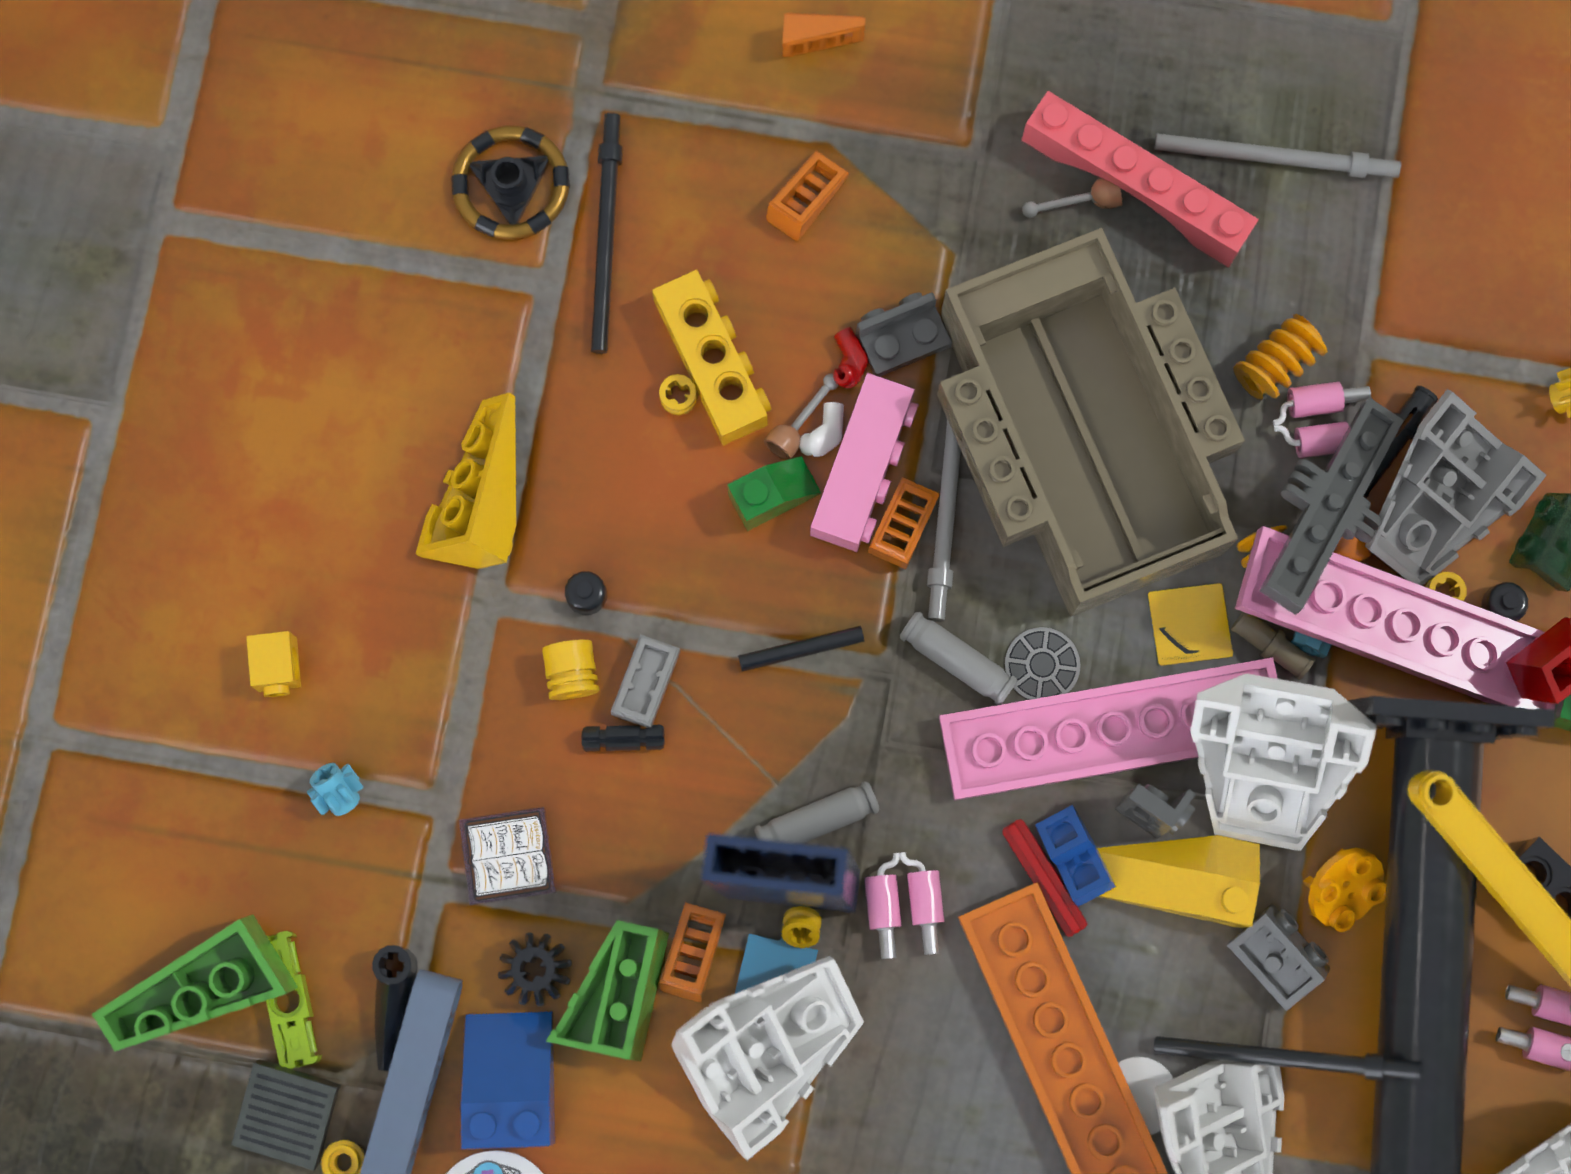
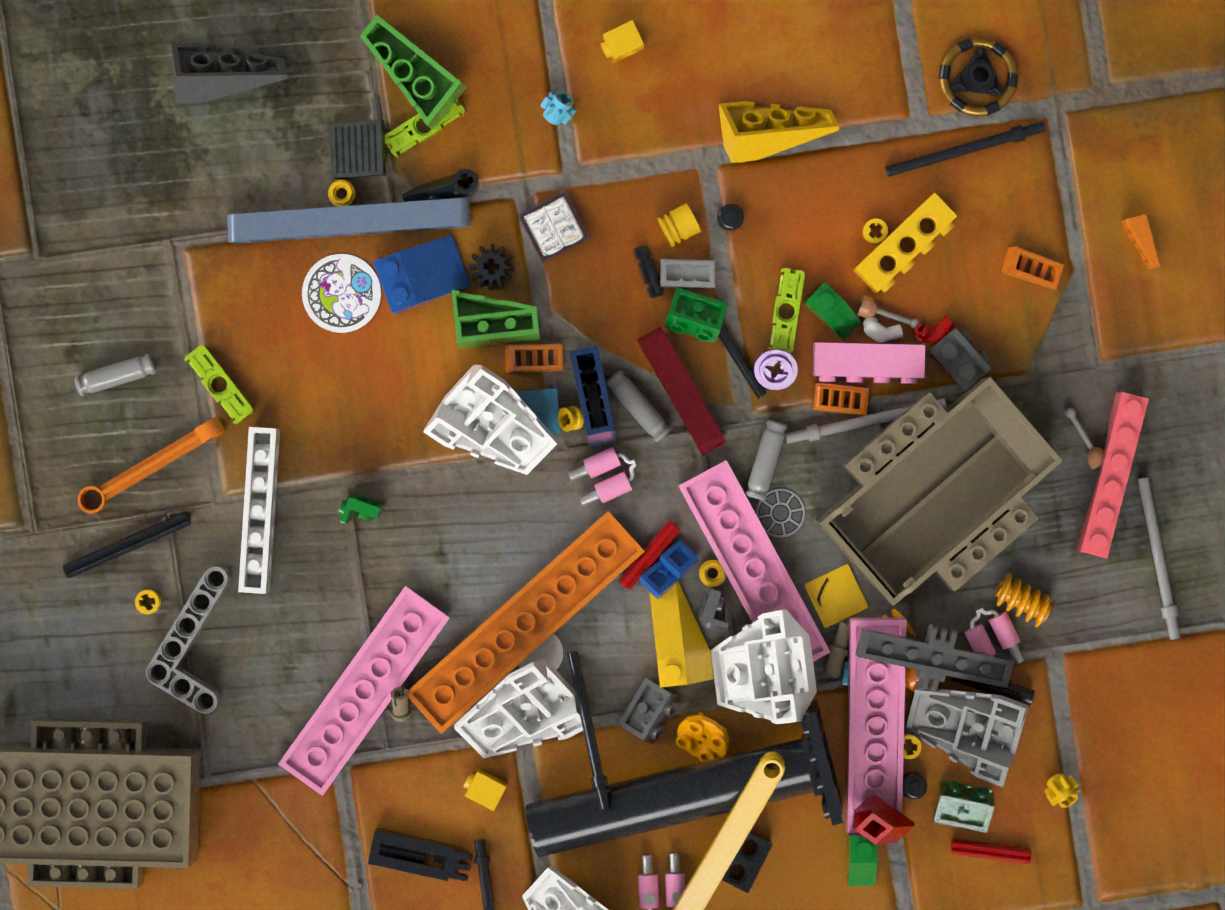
camera: 70 degrees right, 10 degrees up
(711, 690) = (696, 315): none -> green bracket
(726, 542) = (790, 293): none -> lime piece
(815, 747) = (681, 391): none -> dark red beam
(846, 596) = (781, 379): none -> gear
(1114, 793) = (712, 582): none -> yellow plate

